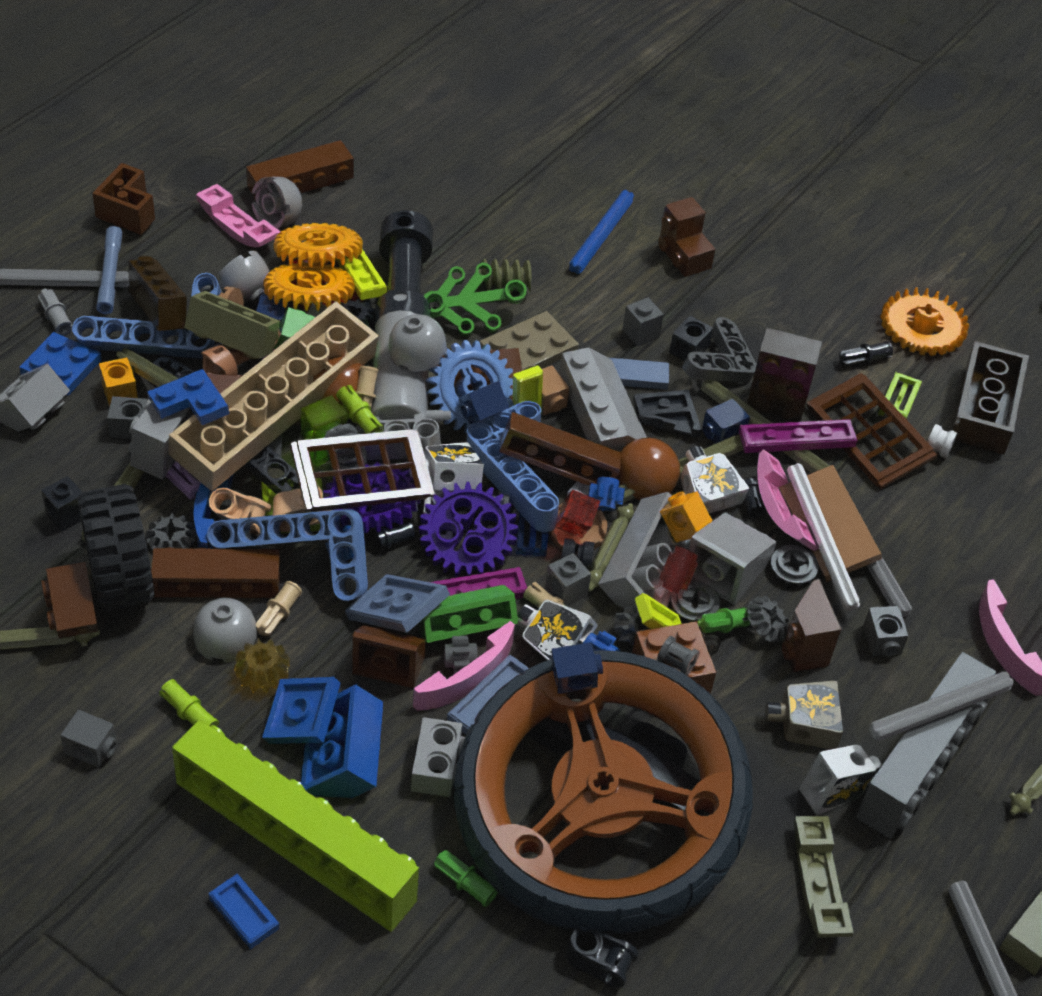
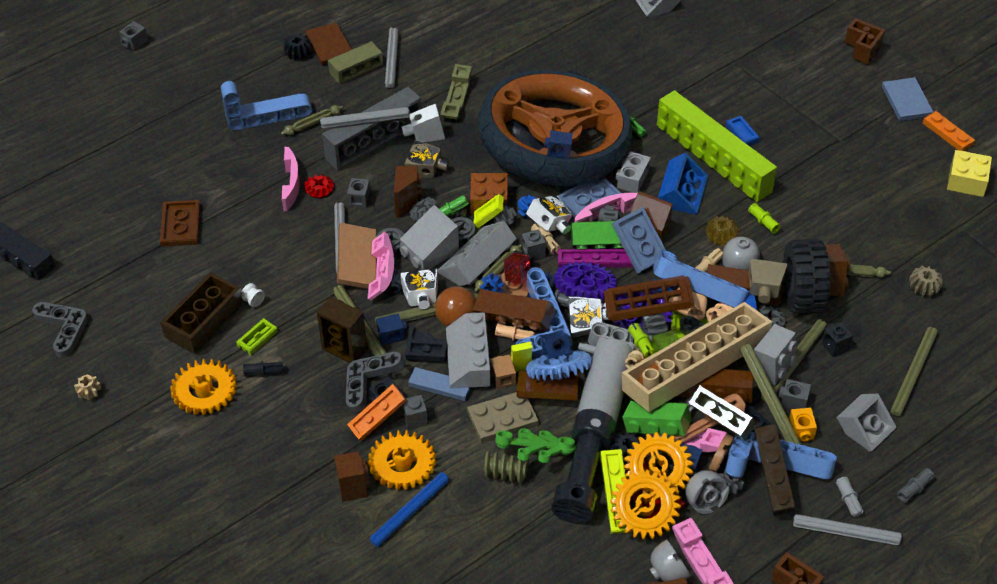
camera: 160 degrees left, 0 degrees up
(66, 357) = (849, 452): blue plate -> none
(89, 738) = (819, 209): dark grey brick -> none
(106, 292) = (807, 535): sand blue piece -> none
(180, 547) = (766, 278): none -> dark tan torso
(190, 391) = (757, 343): blue plate -> none
(301, 710) = (703, 198): blue plate -> none
(417, 343) = (594, 368): light grey cylinder -> none
(636, 268) = (401, 450): none -> light orange gear
(678, 569) = (468, 228): clear red brick -> none
(678, 655) = (495, 172): dark grey bush -> none
(685, 515) = (451, 252): light orange brick -> none
(687, 304) = (377, 412): none -> orange plate
(797, 436) = (372, 308): magenta tile -> none
(823, 537) = (367, 244): white axle -> none
(901, 467) = (296, 340): reddish brown piece -> none
(944, 640) = (319, 191): none -> red gear

